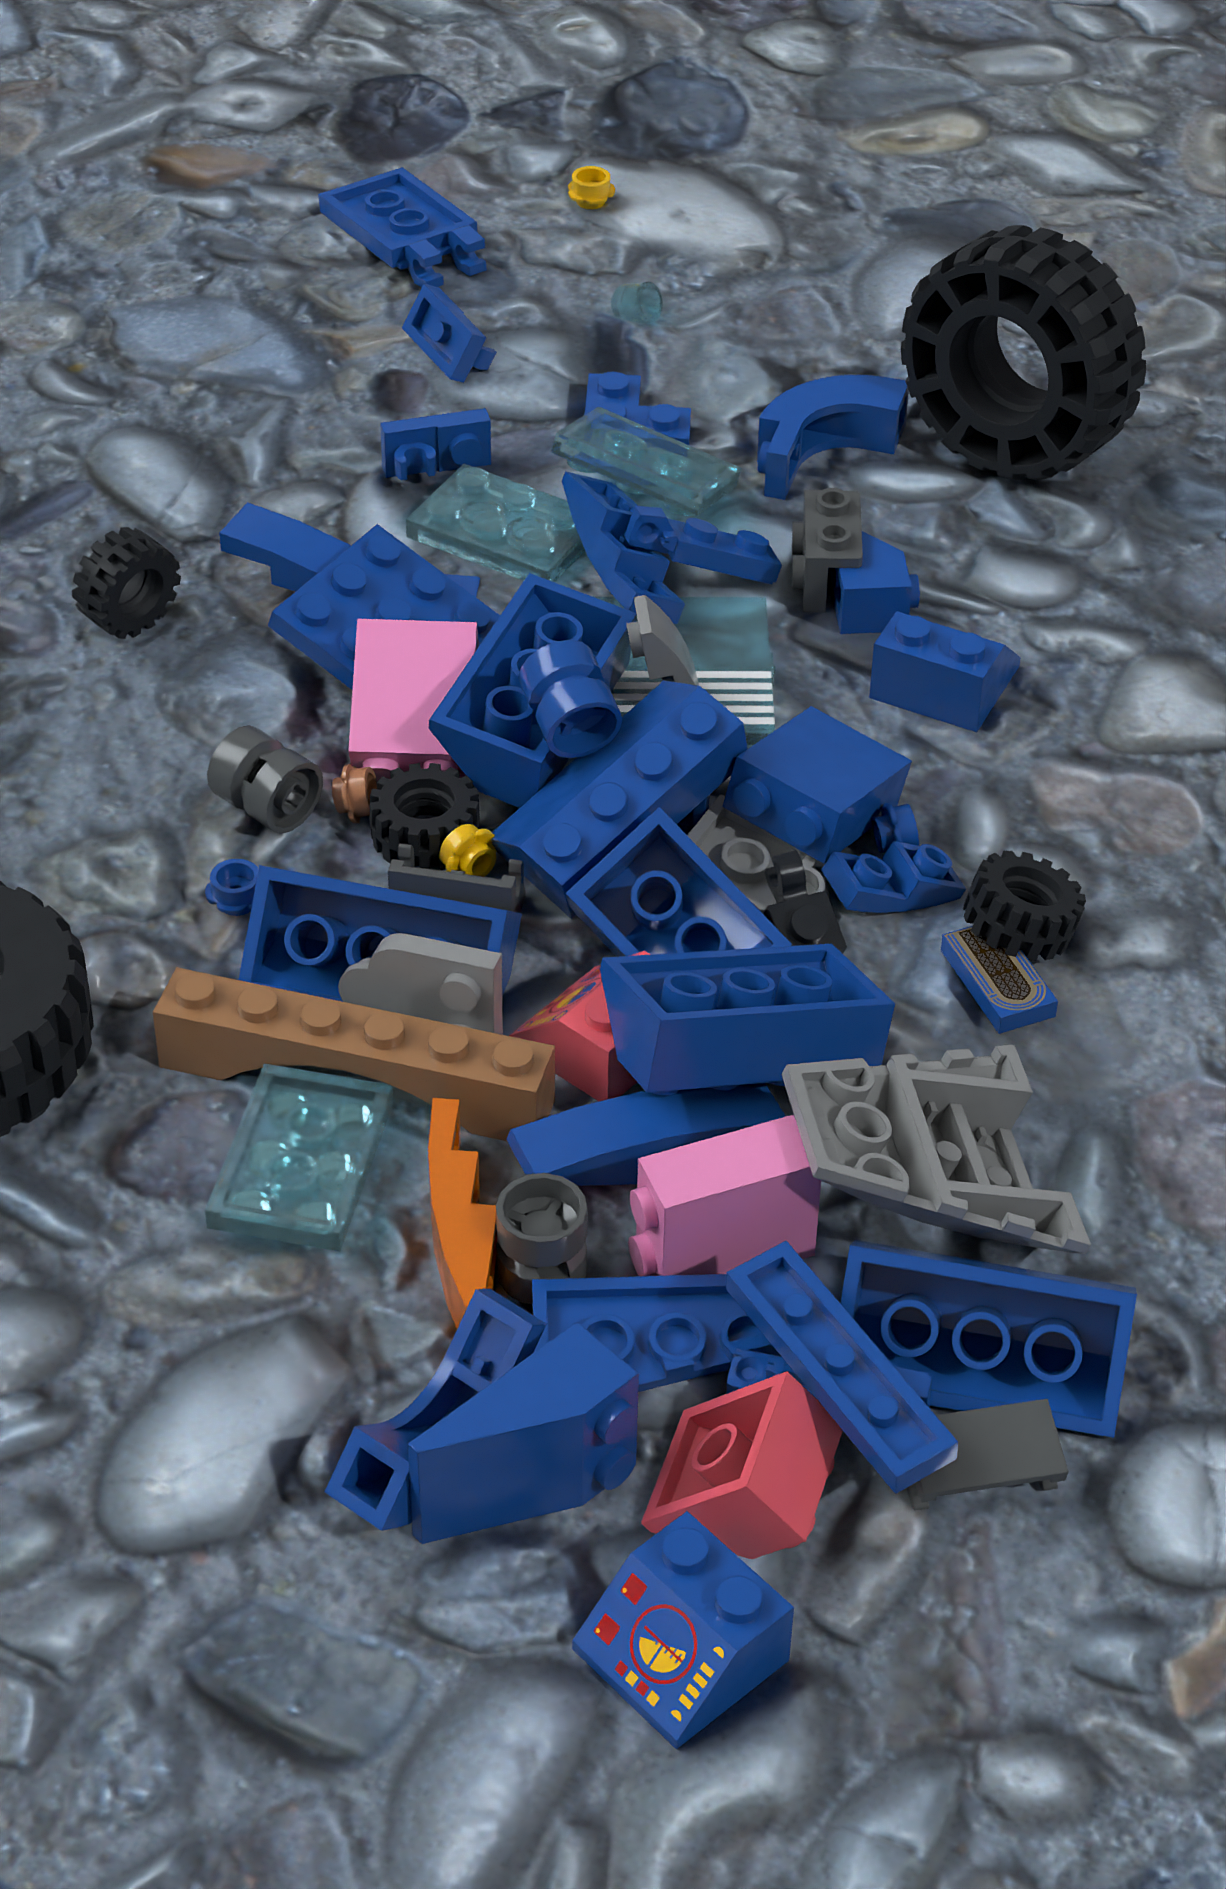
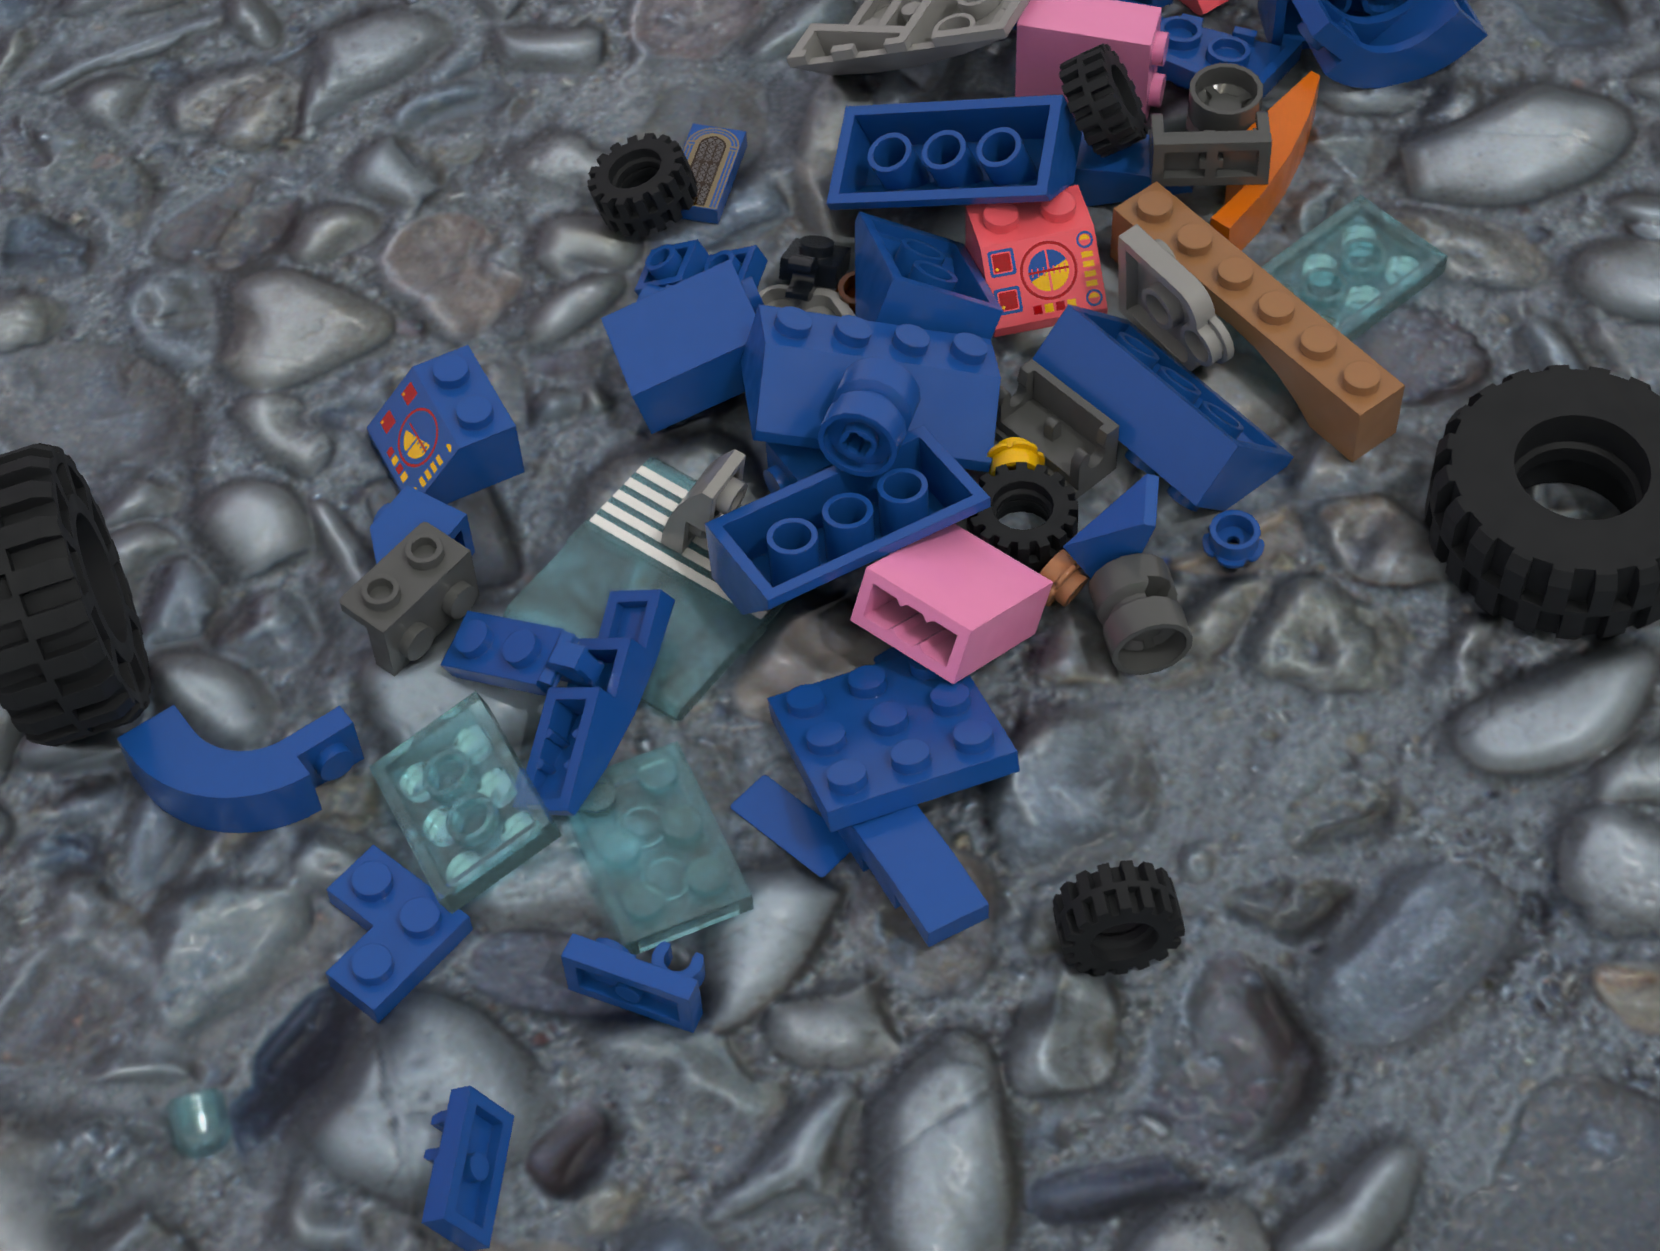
camera: 140 degrees left, 10 degrees up
(321, 789) = (1119, 529): none -> blue slope
(505, 1131) = (1210, 155): none -> dark grey hinge
(665, 1079) = (1103, 100): none -> black tyre

